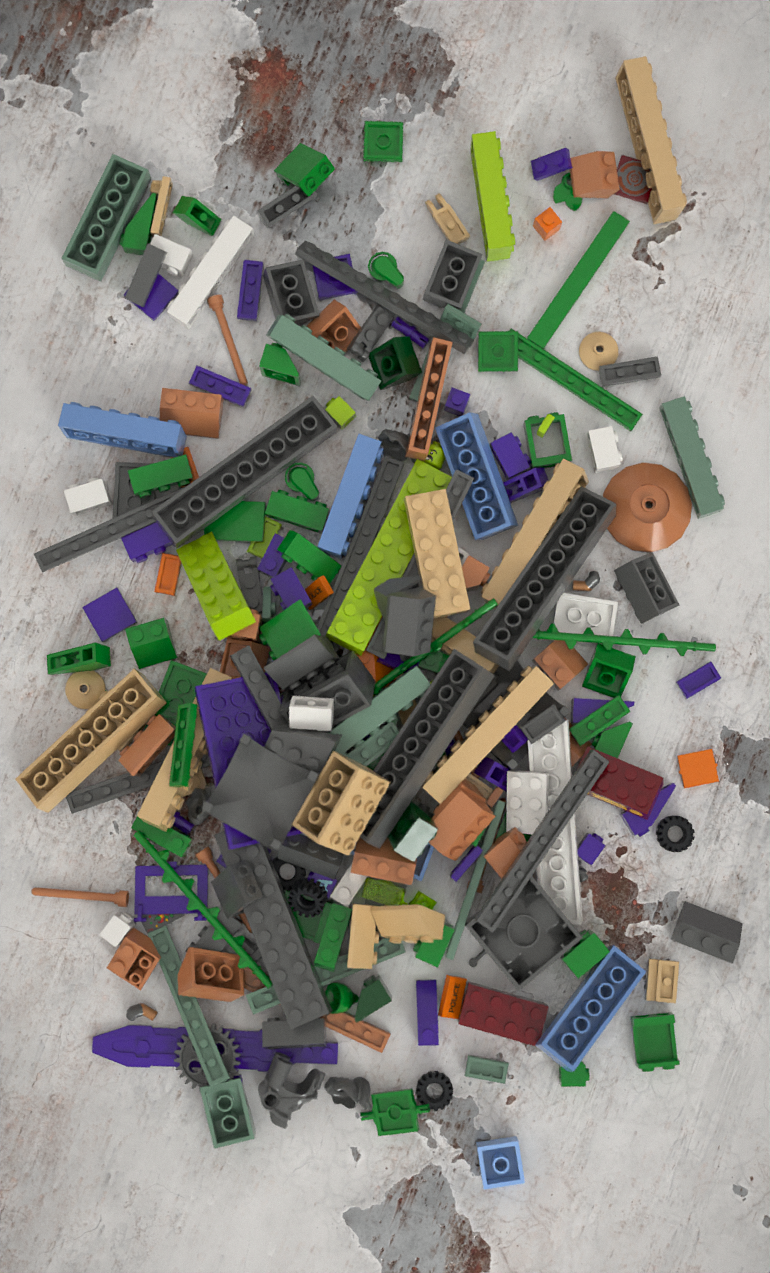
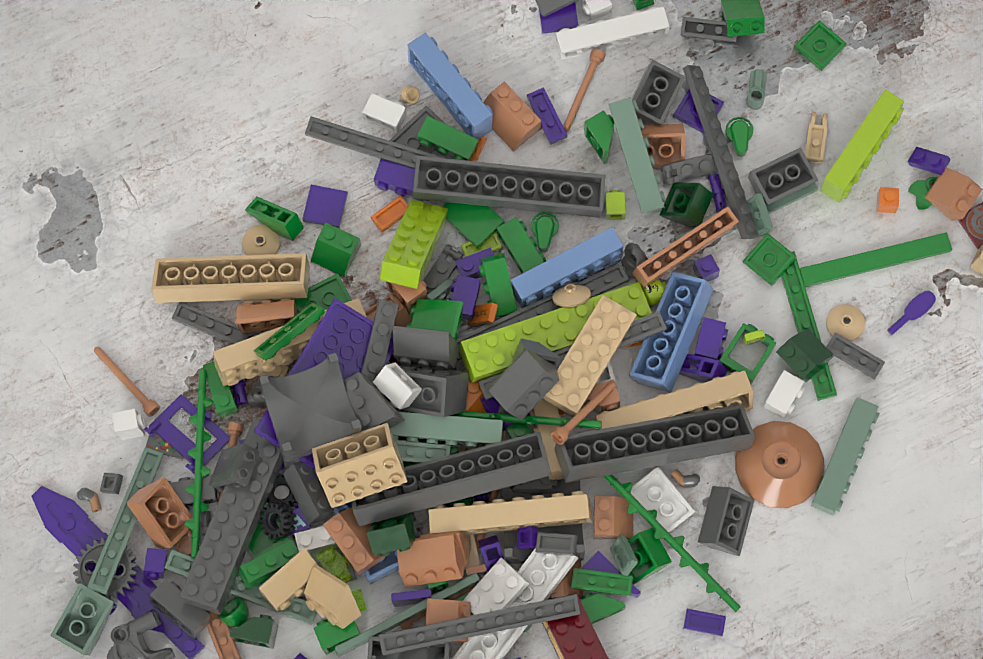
camera: 45 degrees right, 10 degrees down
(94, 464) = (410, 94): none -> tan tile
(135, 959) = (120, 454): nougat slope -> none
(149, 988) = (111, 483): none -> dark grey tile
(241, 1016) = (155, 563): none -> dark purple brick
(250, 290) = (629, 68): dark purple plate -> none
(366, 219) = (756, 88): none -> sand green piece
(375, 516) = (571, 295): none -> tan dish
(475, 638) = (561, 434): none -> nougat piece
(593, 403) = (805, 354): none -> dark green slope
(597, 685) = (623, 555): none -> sand green plate
(643, 294) = (915, 309): none -> dark purple piece

